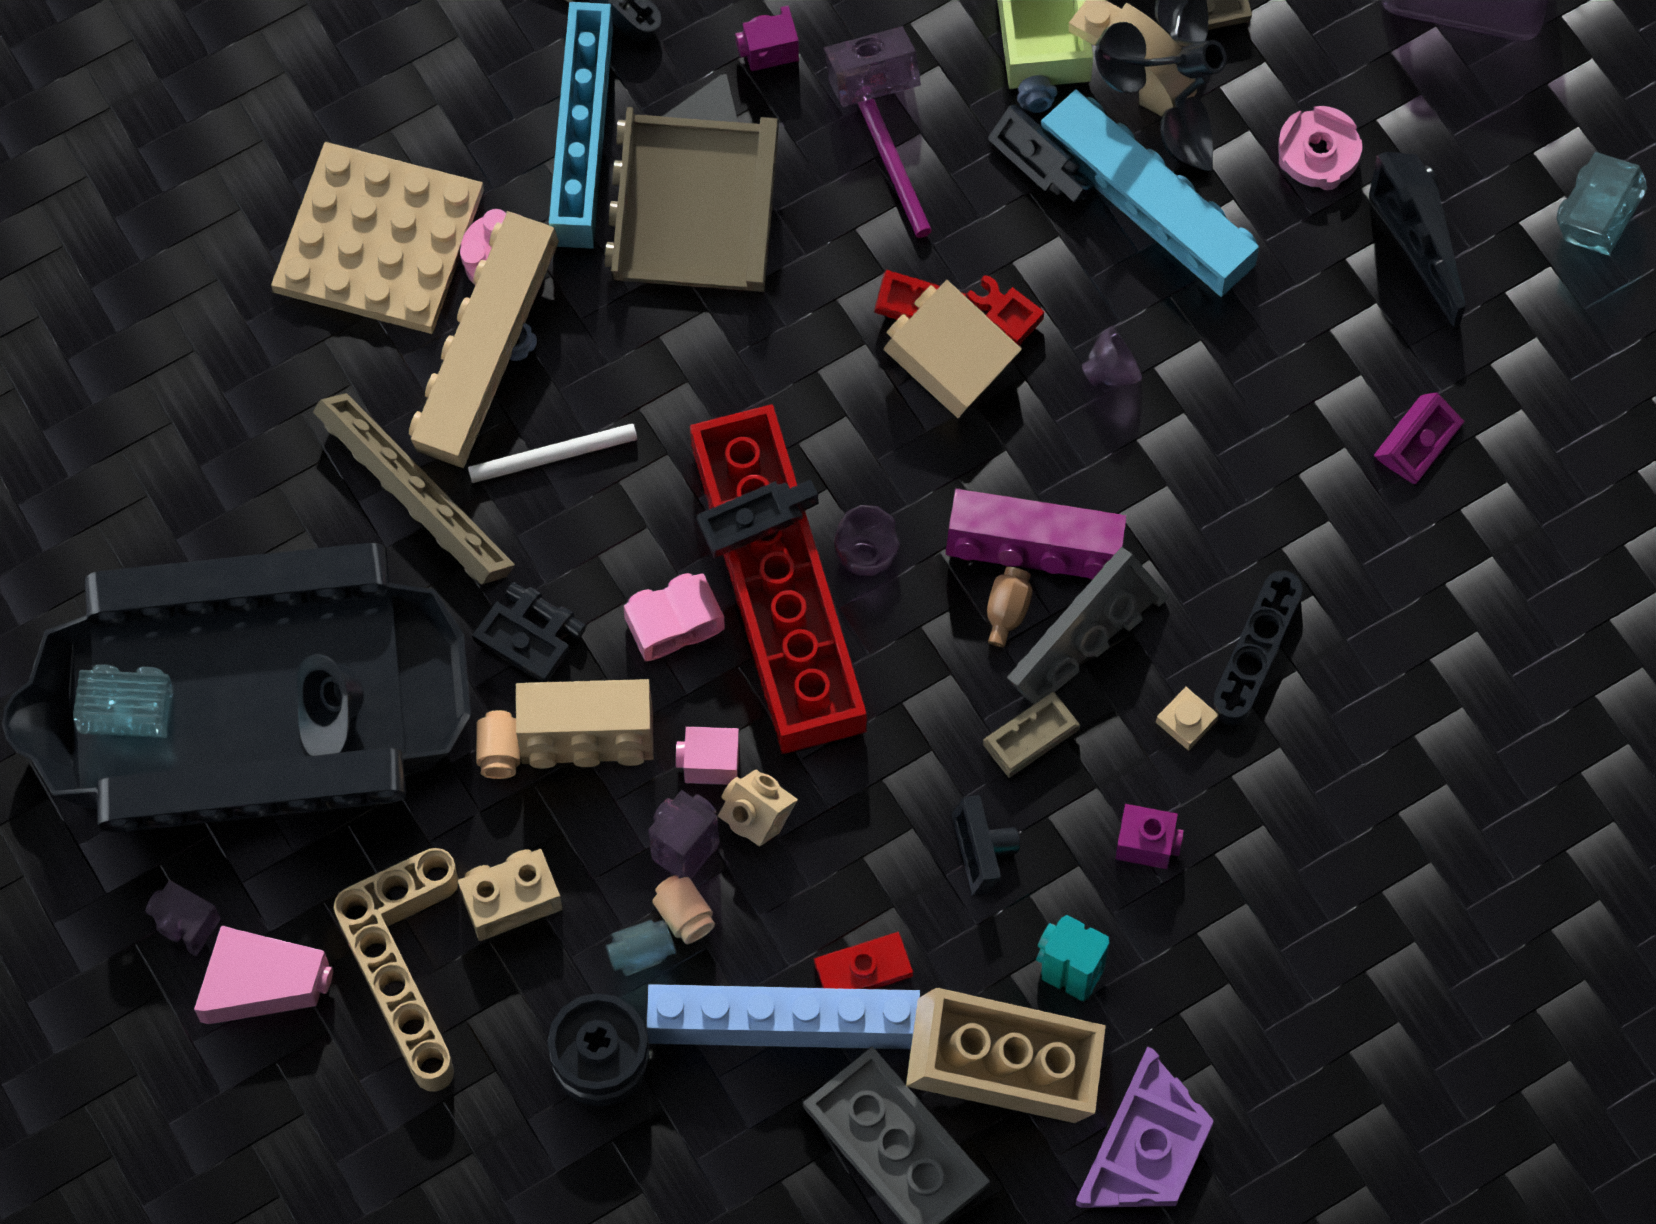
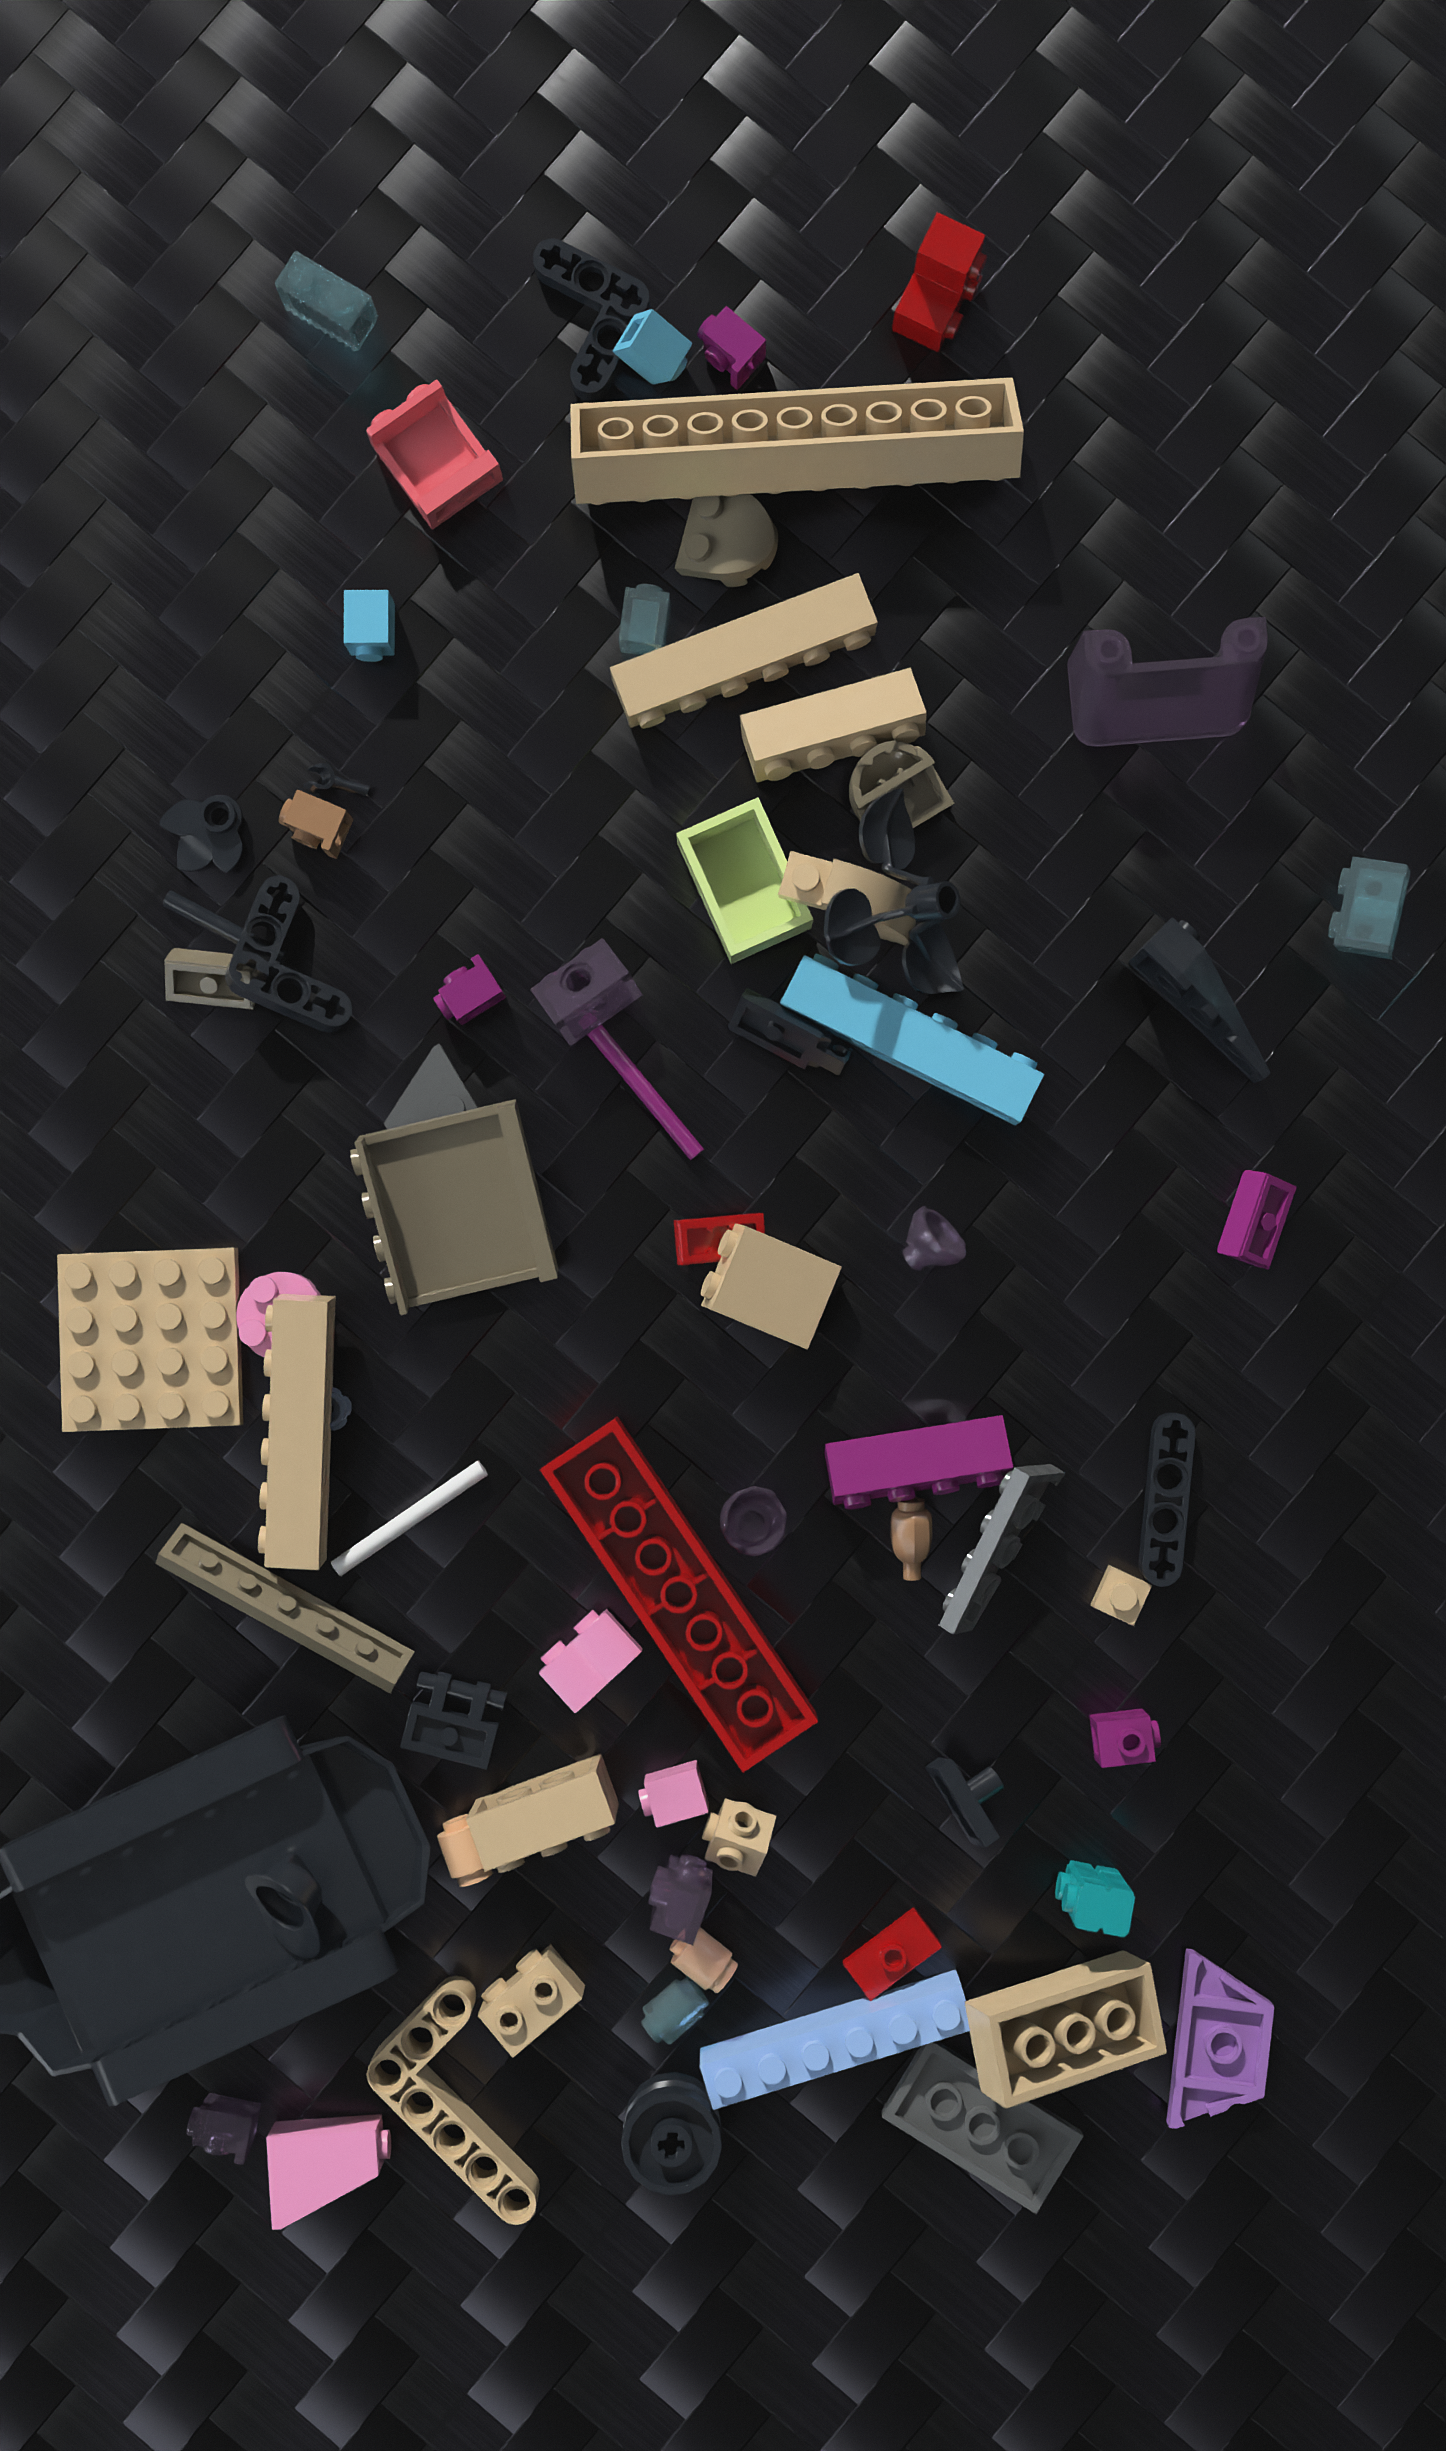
camera: 15 degrees left, 20 degrees up
(123, 702) = (83, 1966): clear light blue brick -> none
(581, 124) = (311, 1156): medium azure brick -> none
(755, 515) = (640, 1557): black hinge -> none
(1010, 312) = (814, 1221): red plate -> none
(1031, 734) = (977, 1666): dark tan plate -> none
(1036, 93) = (762, 964): sand blue plate -> none
(1318, 169) = (1087, 915): bright pink plate -> none

